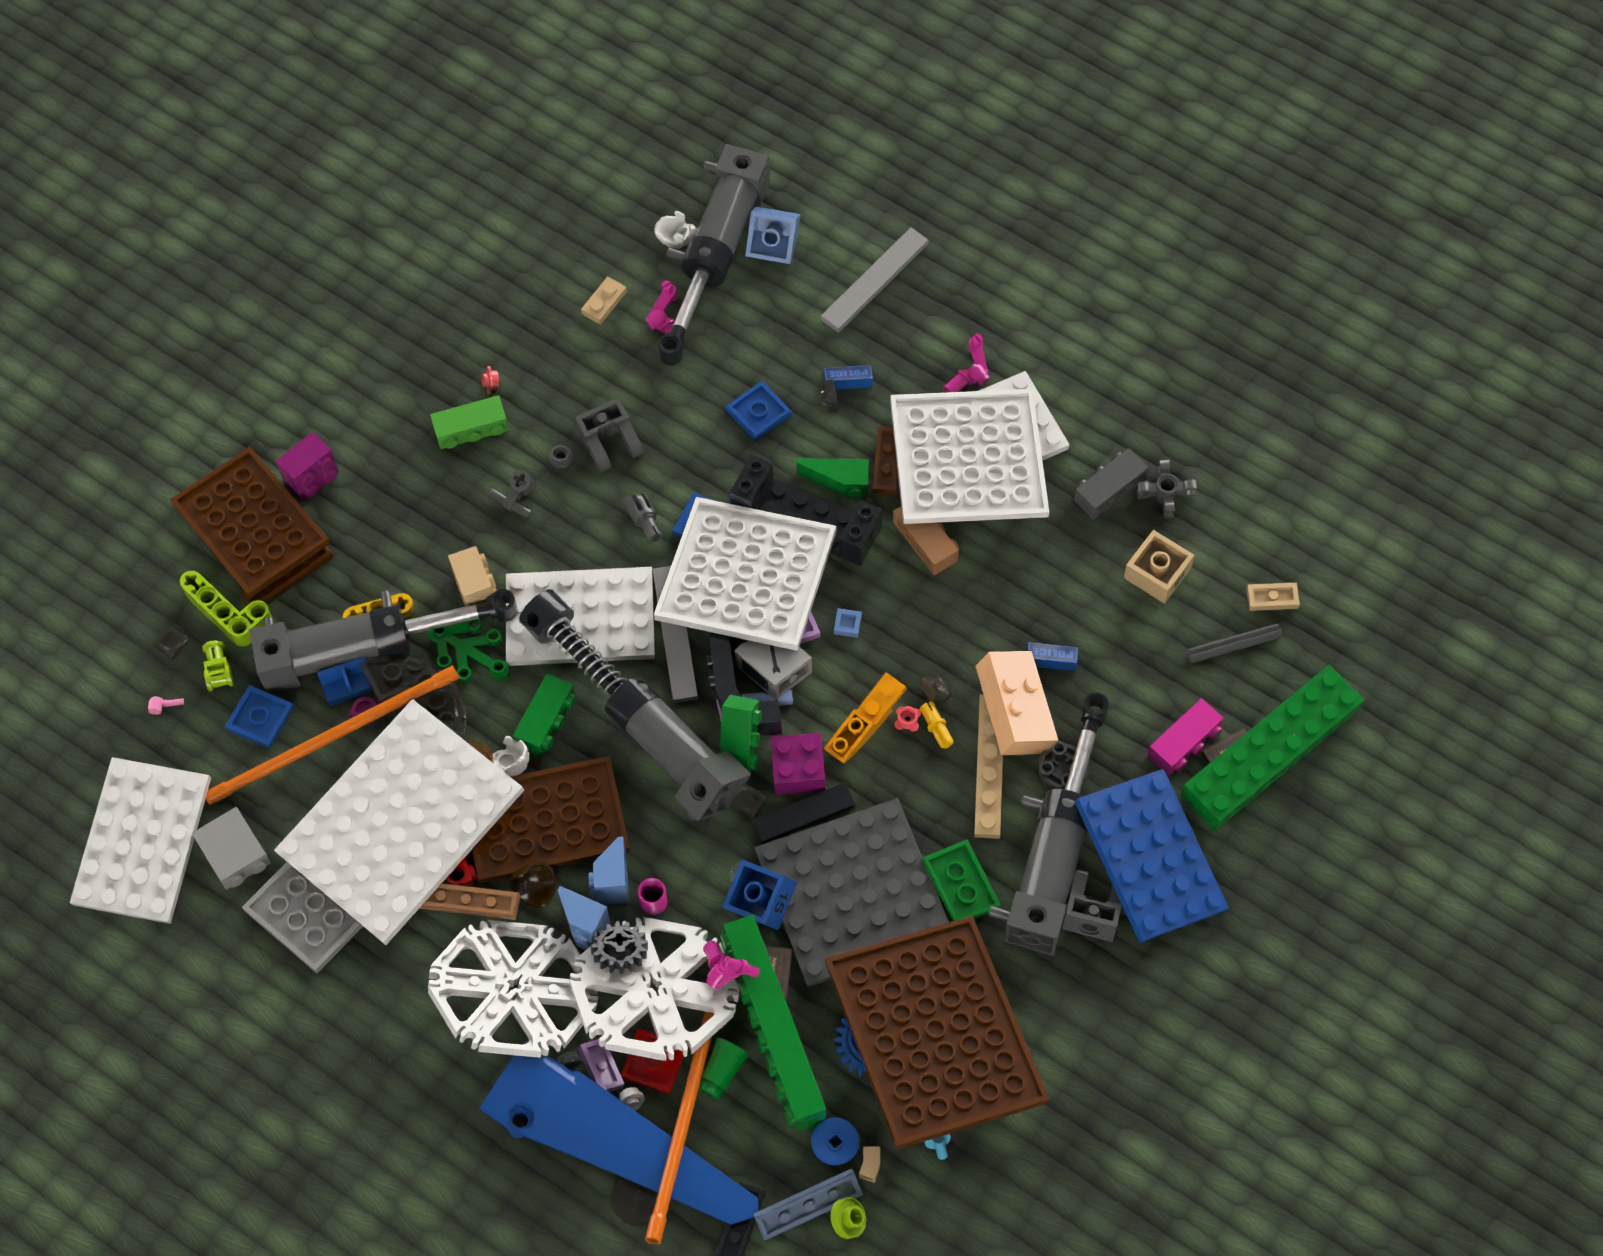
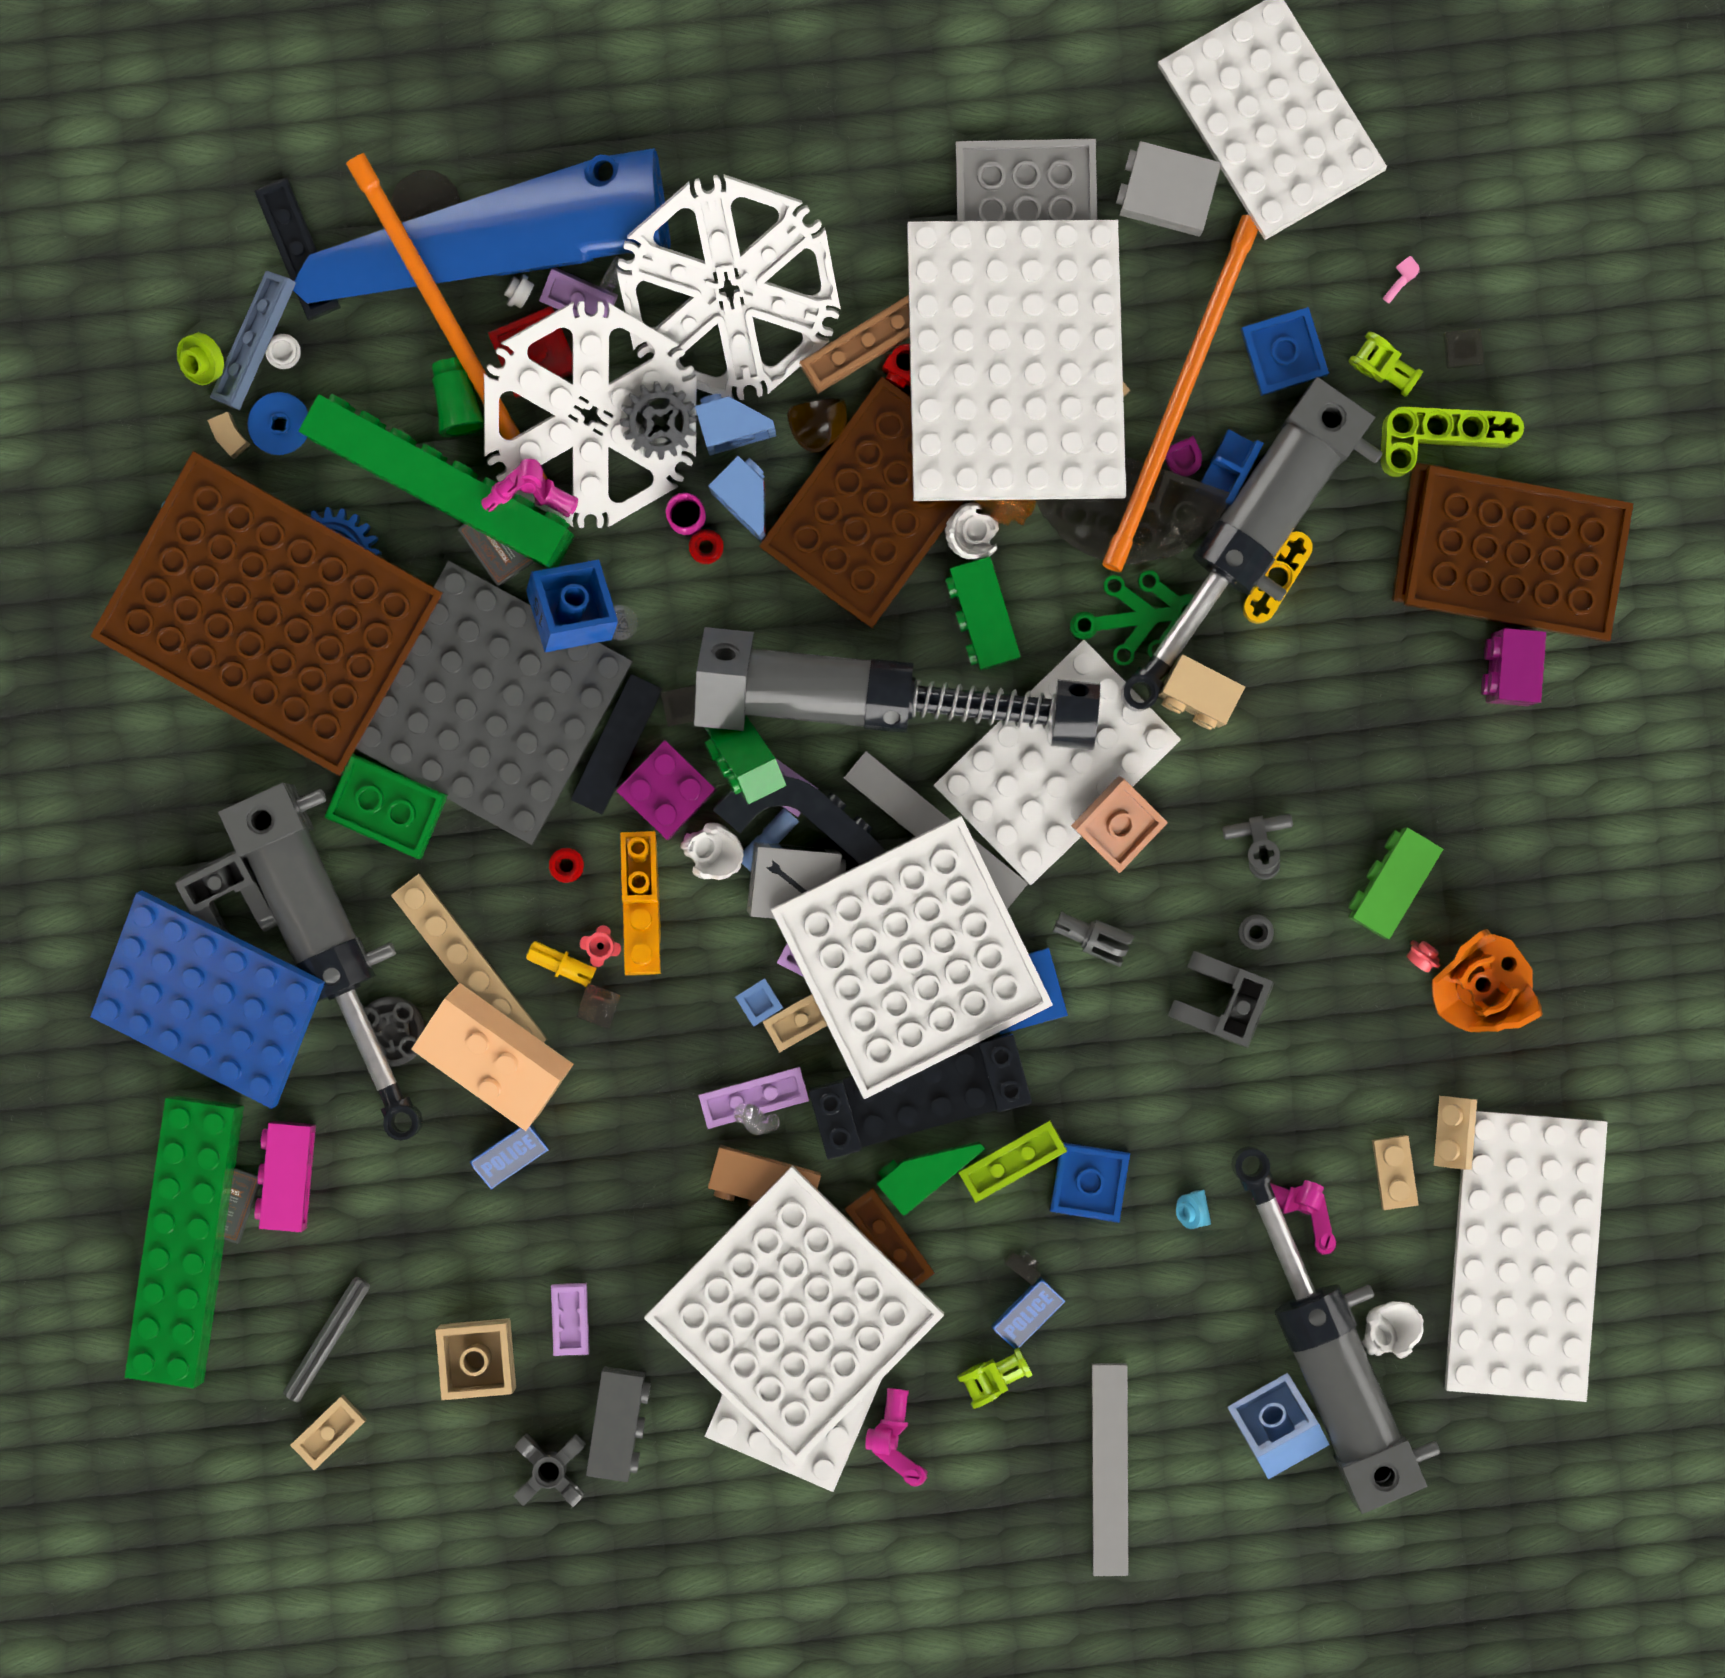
camera: 140 degrees right, 25 degrees up
(475, 337) = (1506, 996): none -> orange piece
(556, 292) = (1455, 1132): none -> tan plate
(577, 556) = (1119, 824): none -> nougat plate
(578, 219) = (1526, 1257): none -> white plate
(661, 868) = (706, 535): none -> red plate
(719, 358) = (1193, 1210): none -> medium azure plate
(786, 445) = (1013, 1161): none -> lime plate
(795, 1183) = (283, 351): none -> white plate
(801, 711) = (714, 852): none -> white hair
(835, 596) = (795, 1023): none -> tan plate
(888, 767) = (558, 873): none -> red plate
(894, 359) = (994, 1377): none -> lime connector
(894, 580) = (766, 1092): none -> lavender plate
(902, 565) = (755, 1120): none -> clear arm
(1091, 551) = (570, 1319): none -> lavender plate

